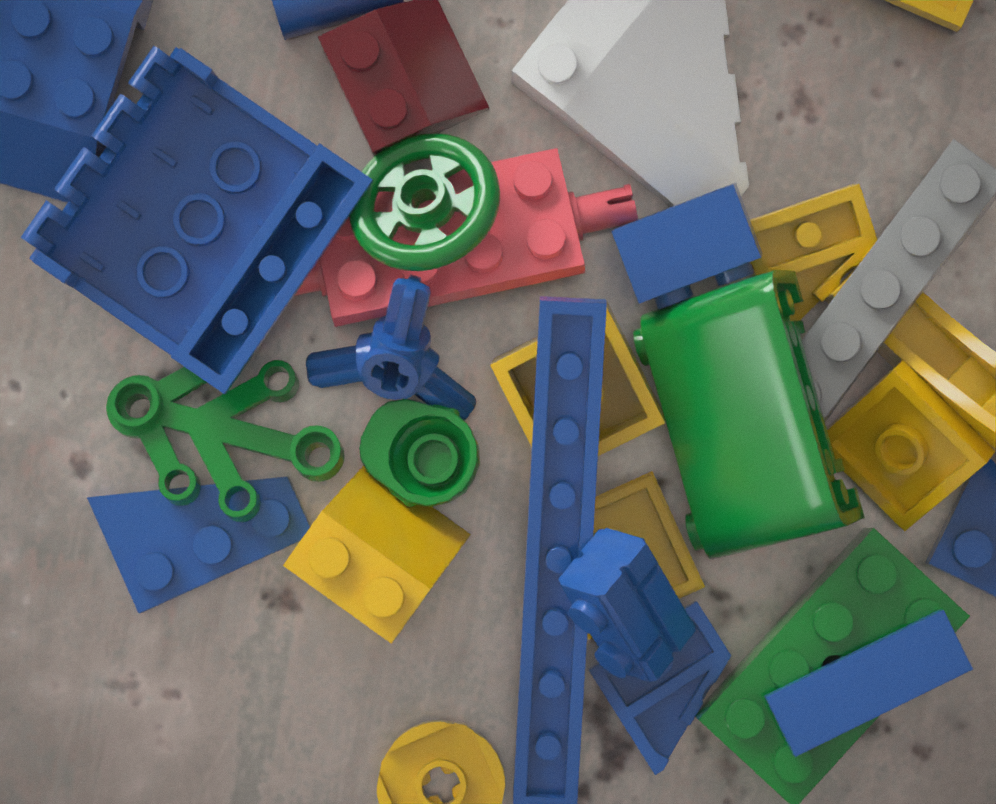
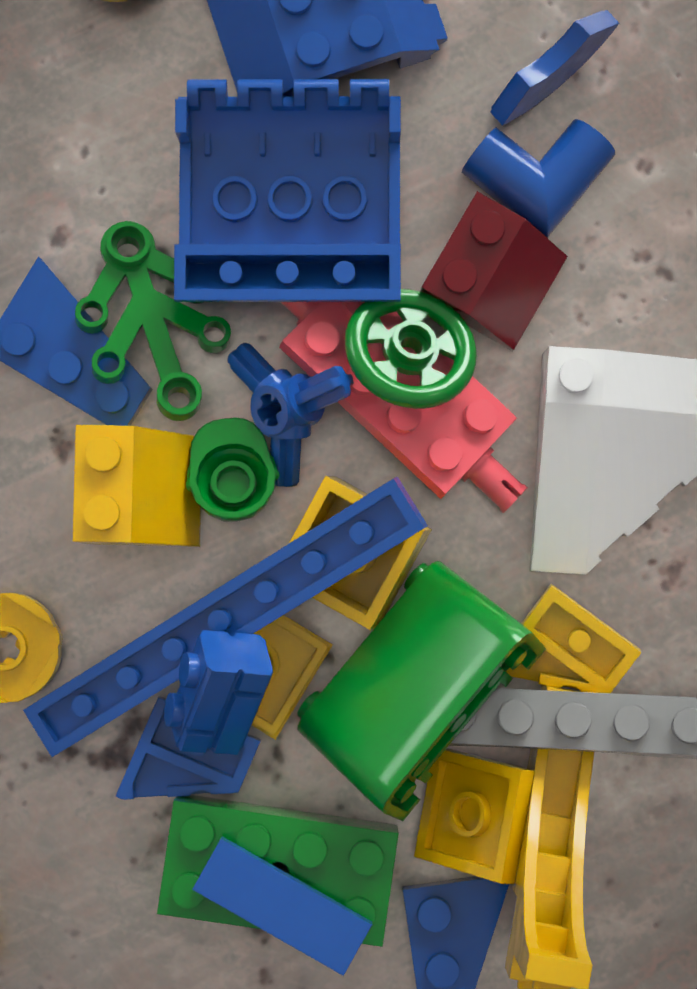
camera: 55 degrees right, 0 degrees up
(688, 245) = (510, 559): blue brick -> none

